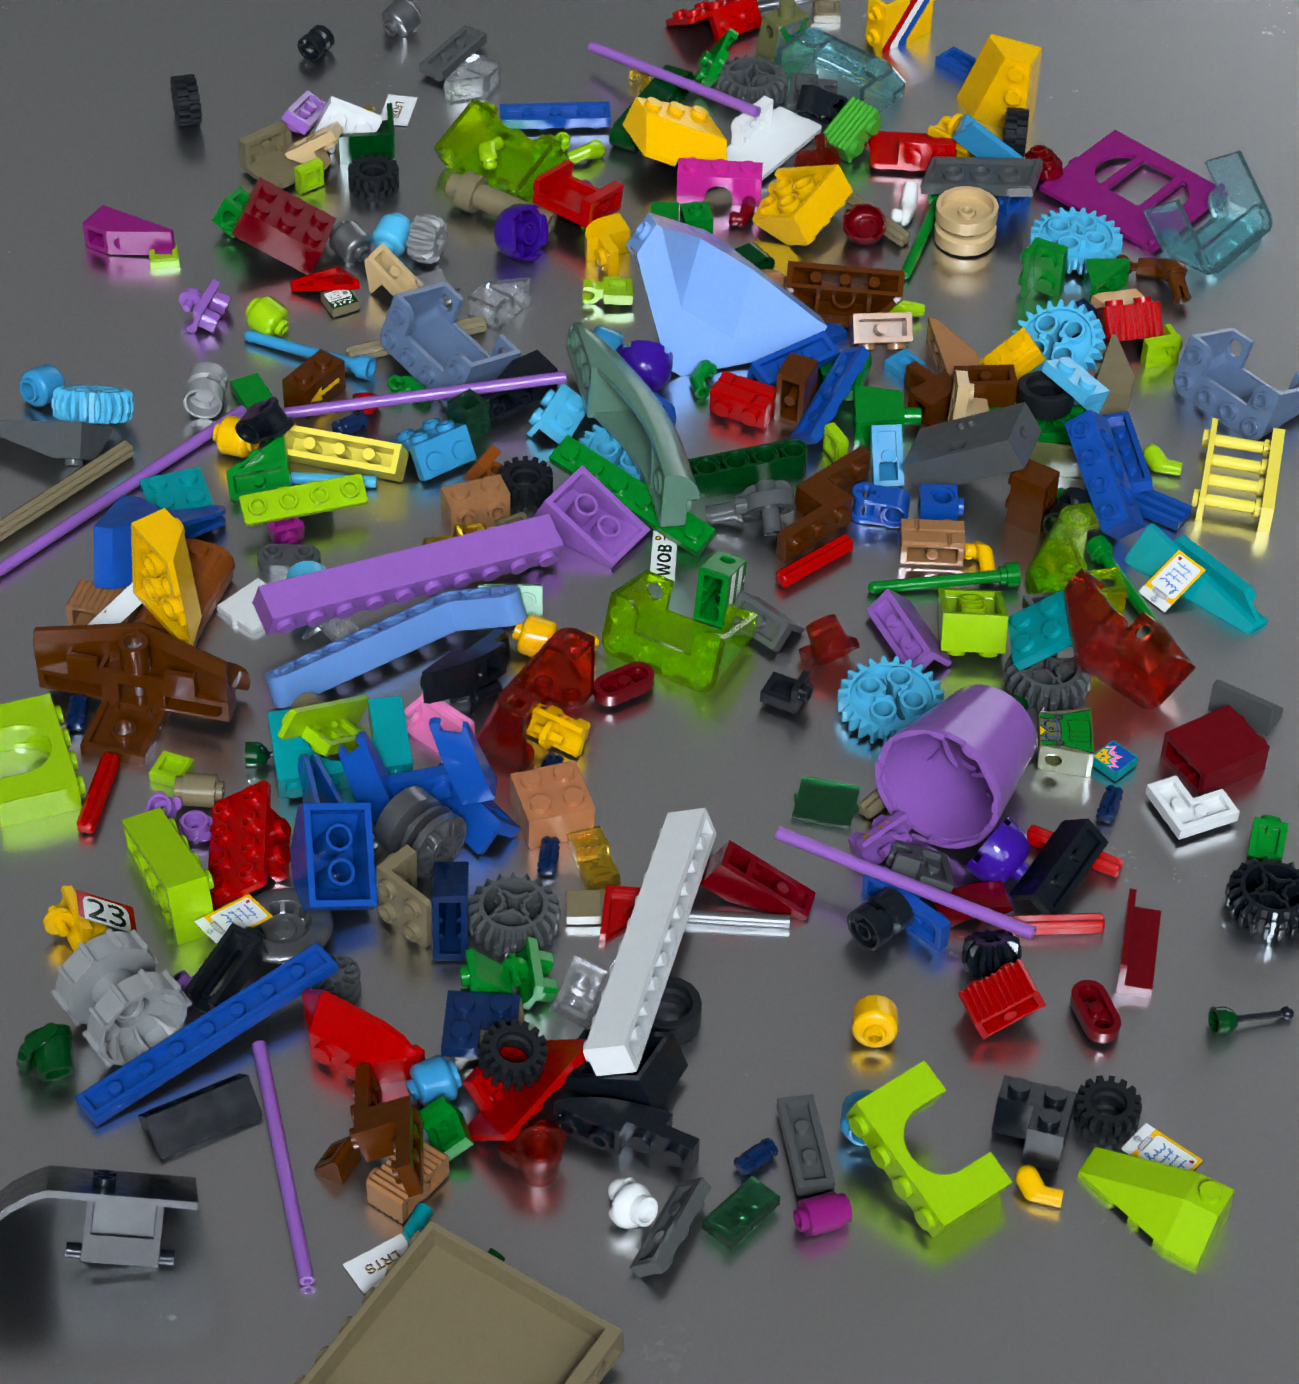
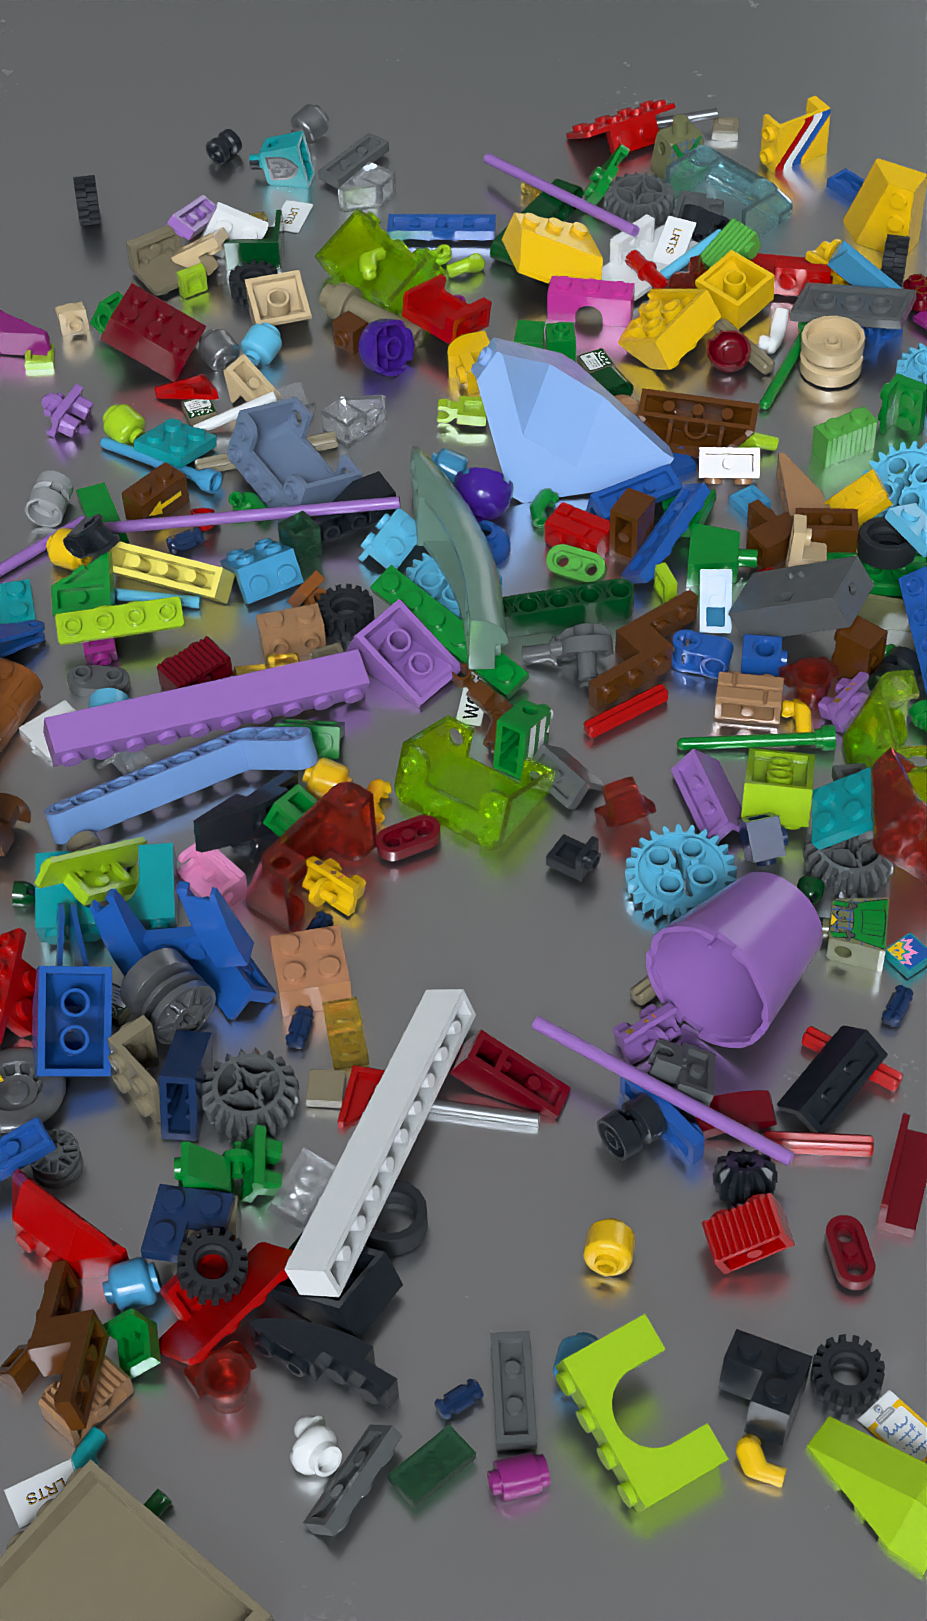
camera: 10 degrees right, 5 degrees up
(190, 217) = (72, 318): none -> tan bracket
(323, 331) = (175, 443): none -> teal plate
(375, 303) = (231, 415): none -> white bar
(384, 54) = (285, 161): none -> teal torso
(385, 536) = (195, 665): none -> dark red brick
(402, 190) = (277, 298): none -> tan slope
(427, 238) = (292, 349): light grey gear -> none
(480, 220) = (347, 331): none -> reddish brown plate
(510, 661) = (289, 809): none -> green brick
(679, 556) = (486, 698): none -> reddish brown arm
(733, 237) = (594, 360): none -> tile
(741, 218) = (609, 338): dark red arm -> none
(747, 428) = (578, 564): none -> bright green plate
(770, 150) = (646, 270): none -> red axle
(794, 121) = (673, 240): none -> white sticker
(808, 138) = (684, 259): none -> medium azure bar
(826, 803) = (597, 984): clear green piece -> none
(866, 163) = (738, 287): none -> yellow slope
(964, 664) = (763, 838): none -> brick
(988, 522) = (809, 679): none -> clear red piece
(989, 300) = (844, 436): none -> bright green brick
(1001, 854) = (772, 1061): dark purple cylinder -> none
(1026, 540) = (849, 699): none -> medium lavender hips

